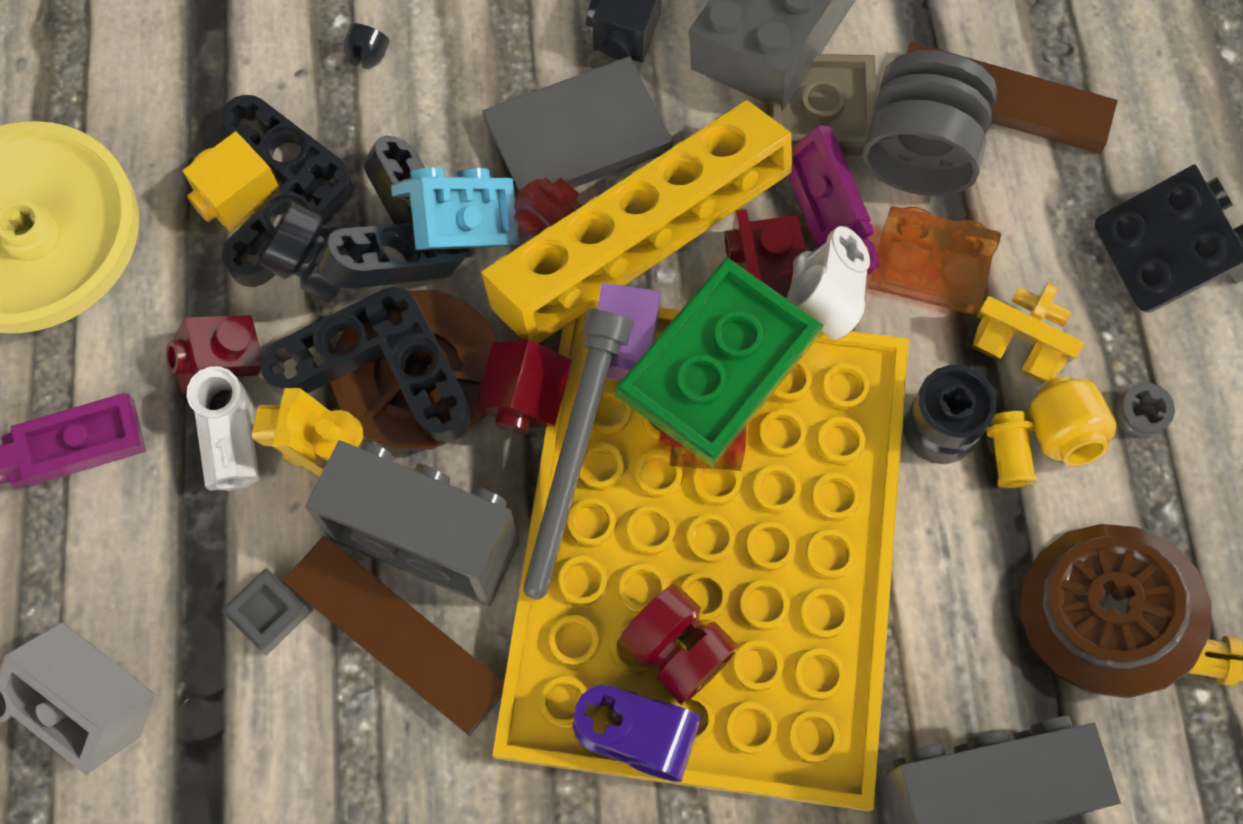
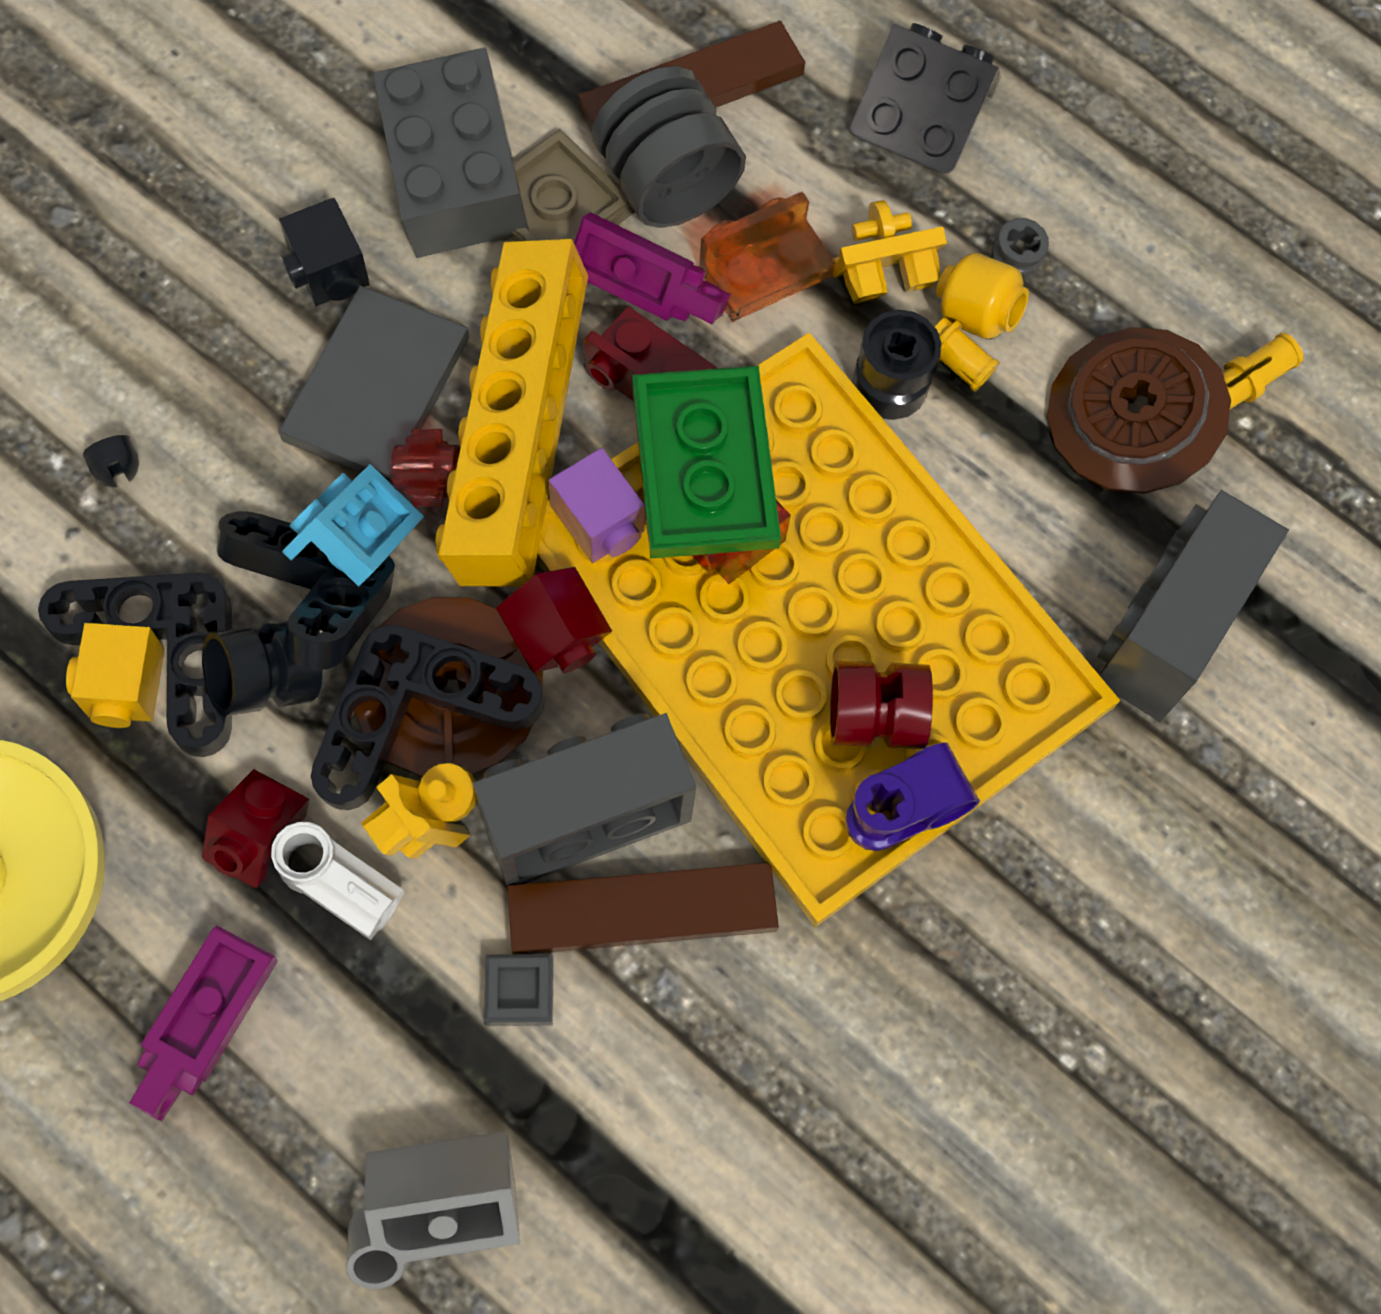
camera: 50 degrees left, 0 degrees up
(604, 337) = (601, 519): dark grey piece -> none
(832, 282) = (716, 332): white piece -> none

